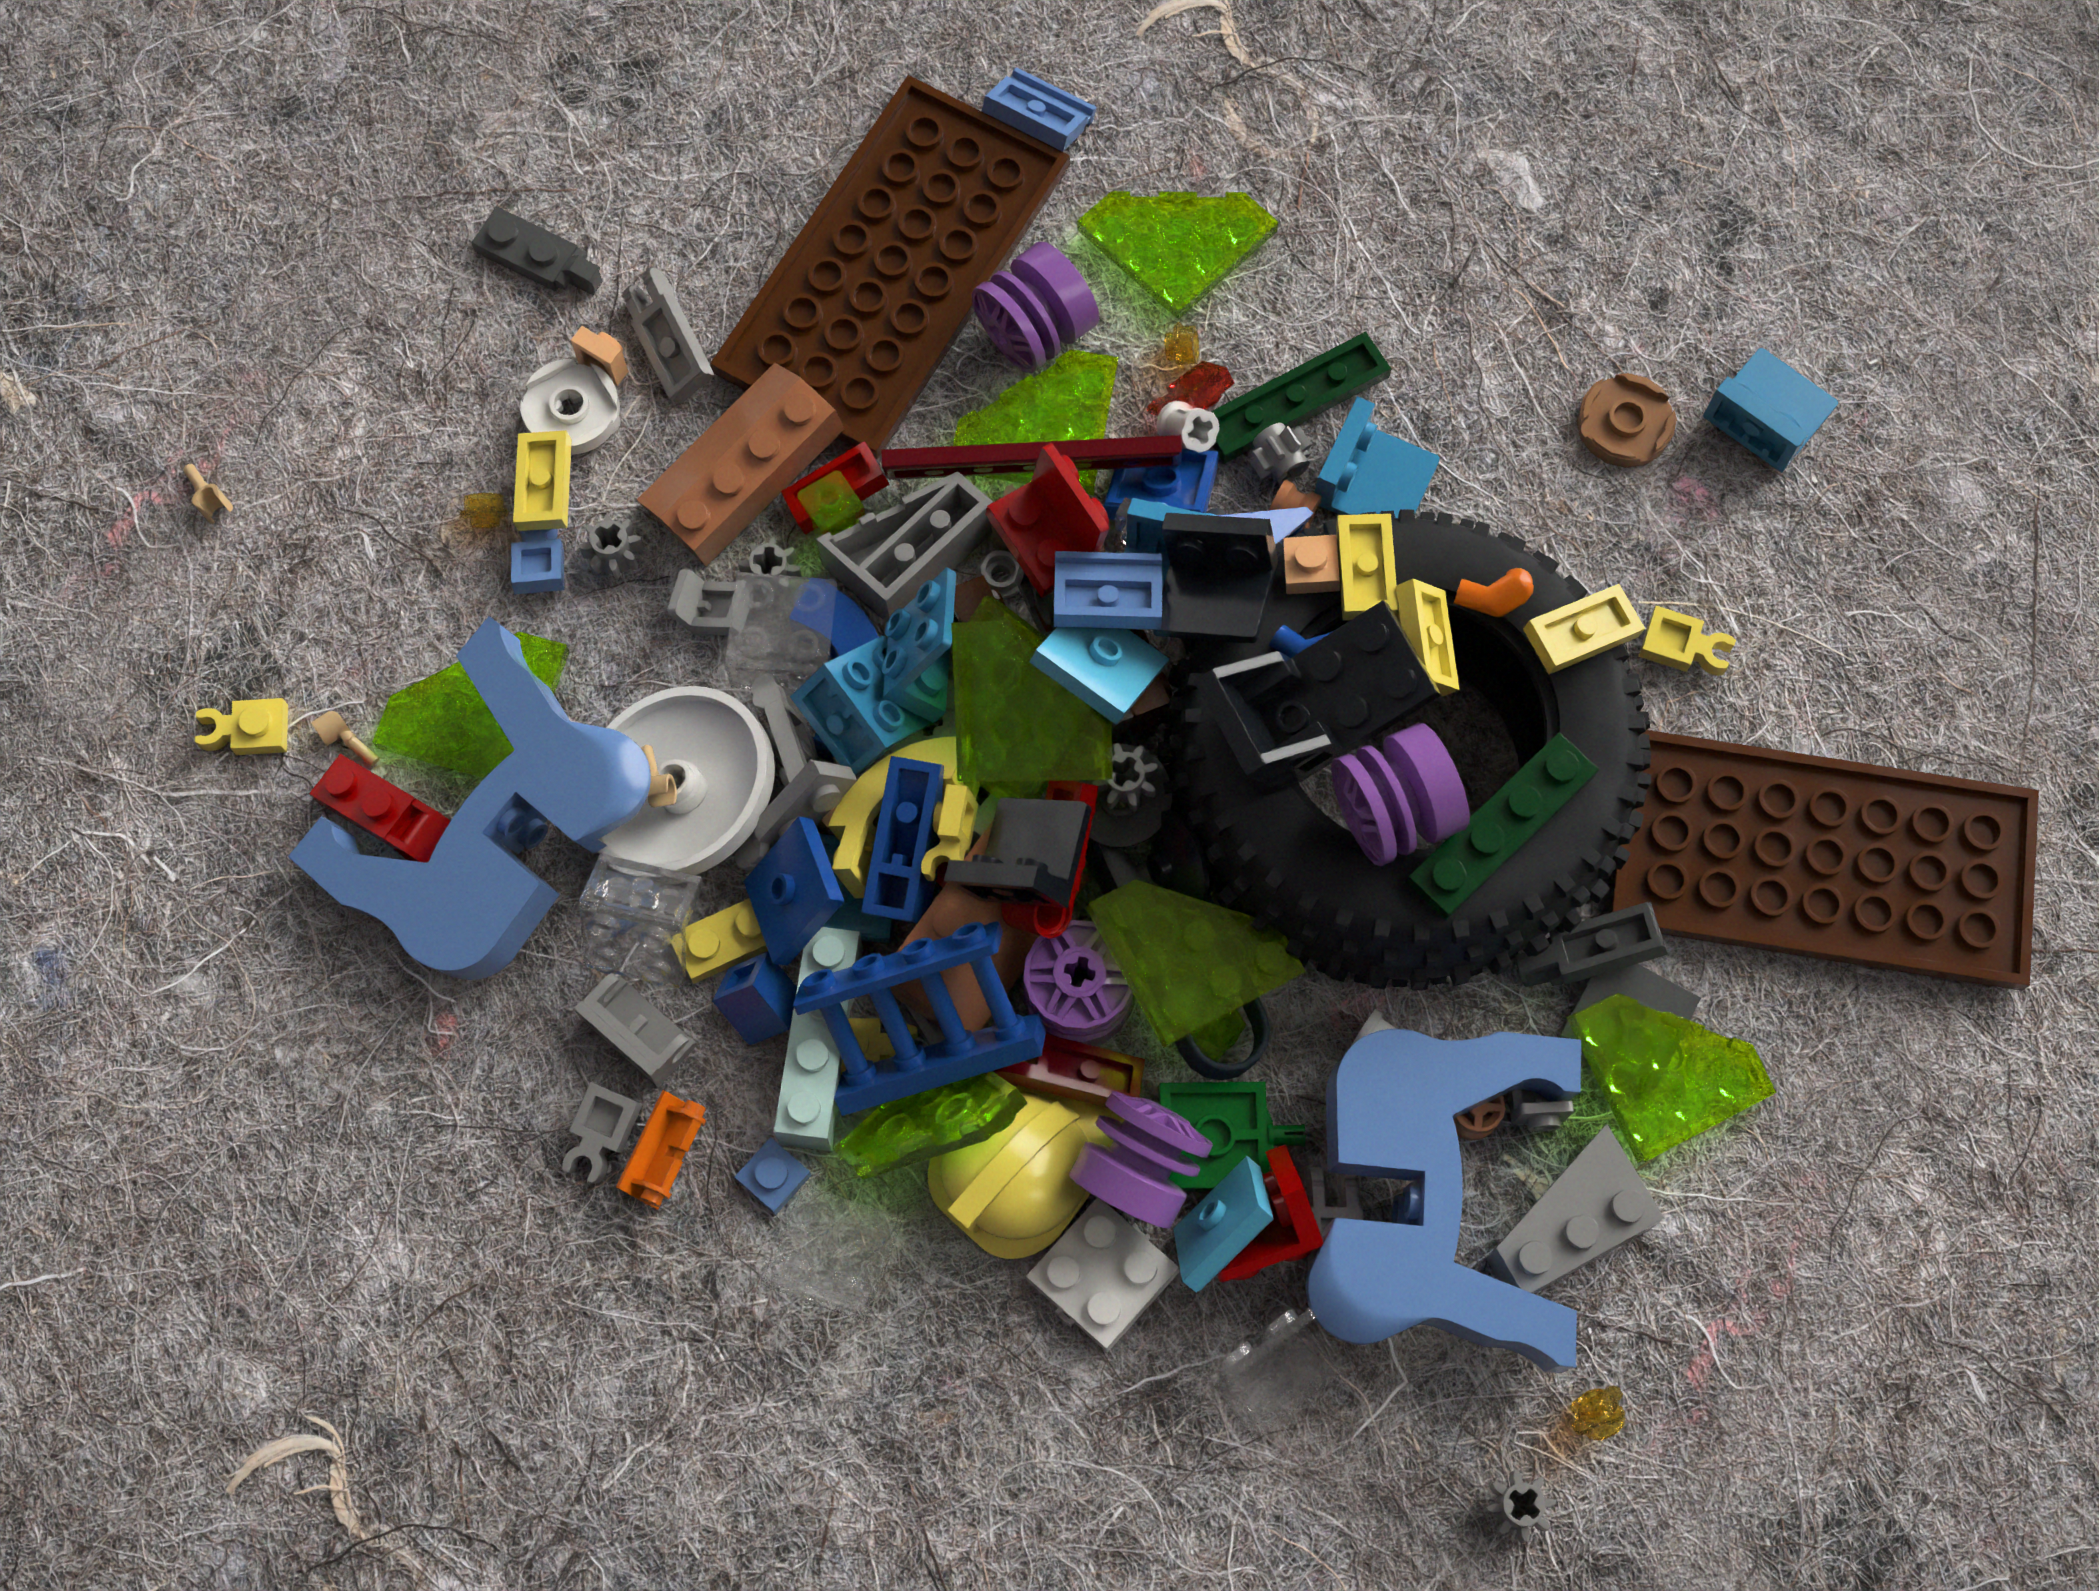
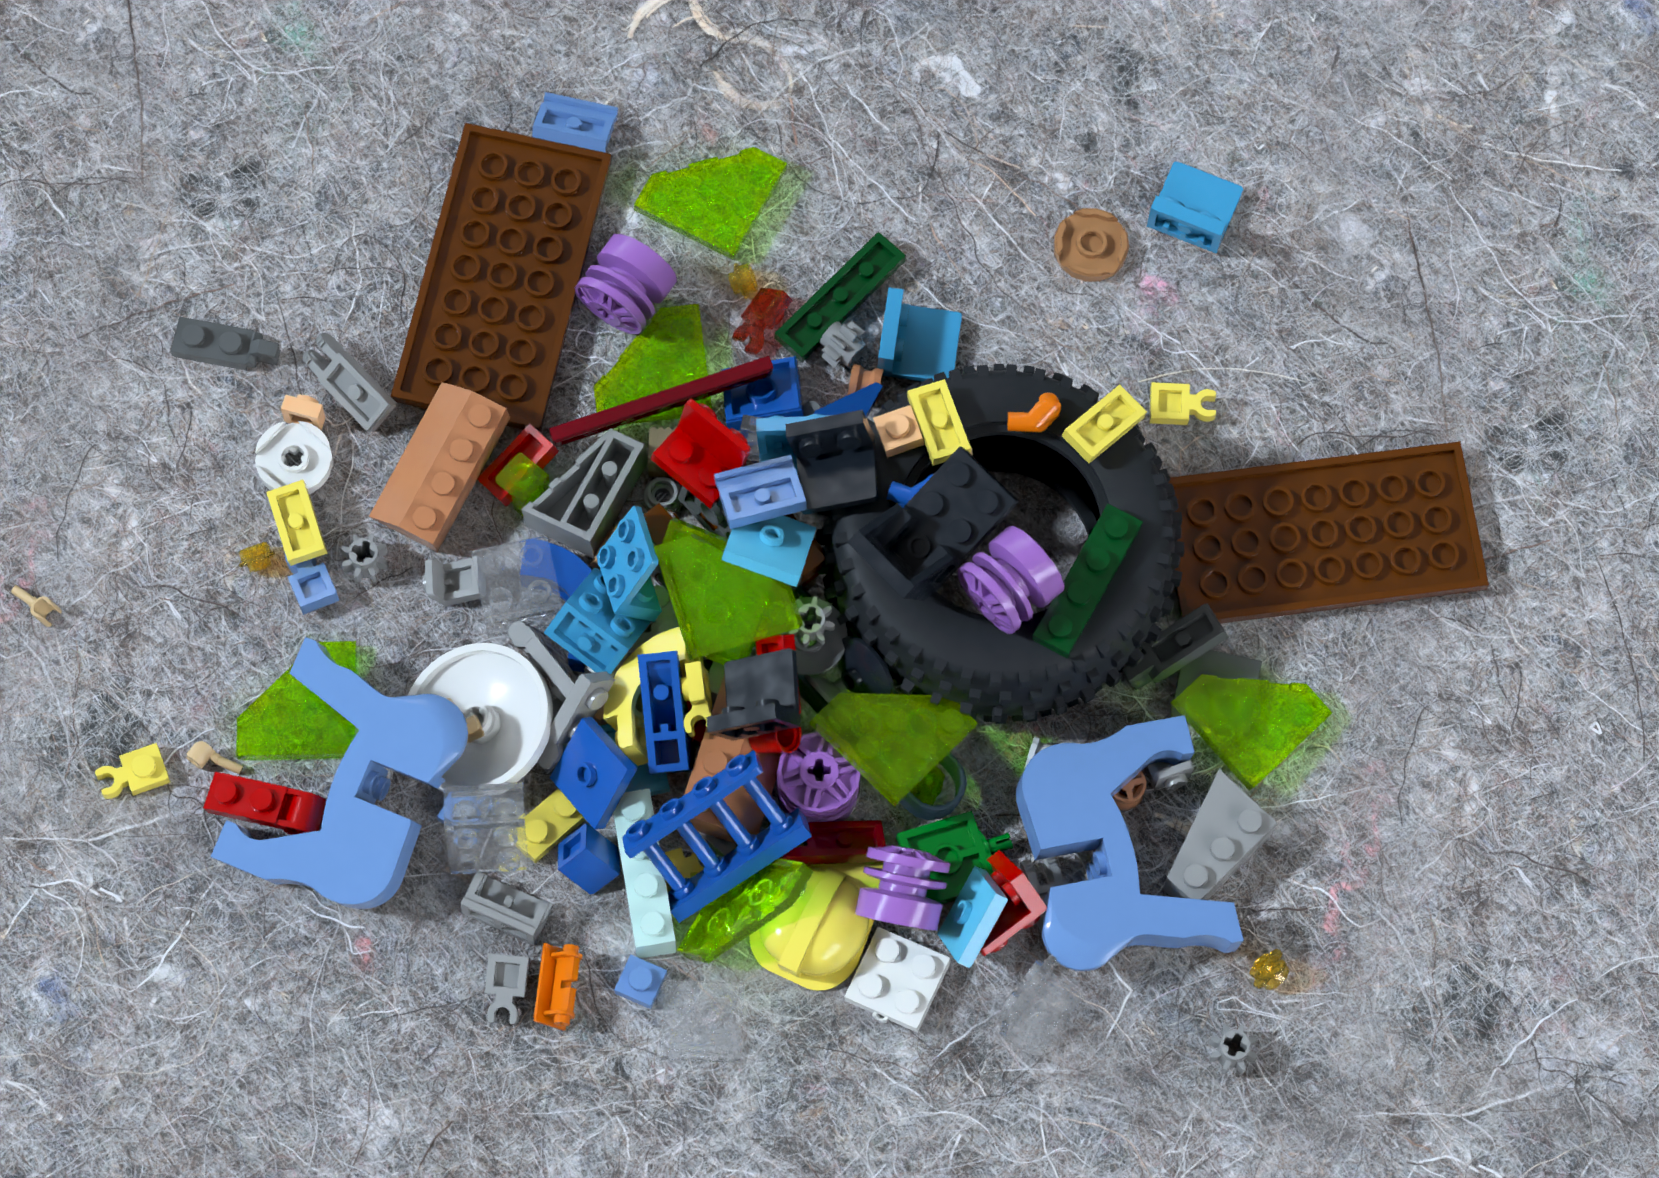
camera: 20 degrees left, 0 degrees up
(768, 556) = (488, 530): light grey gear -> none
(1195, 425) = (775, 340): white bush -> none
(1427, 625) = (994, 454): light yellow plate -> none

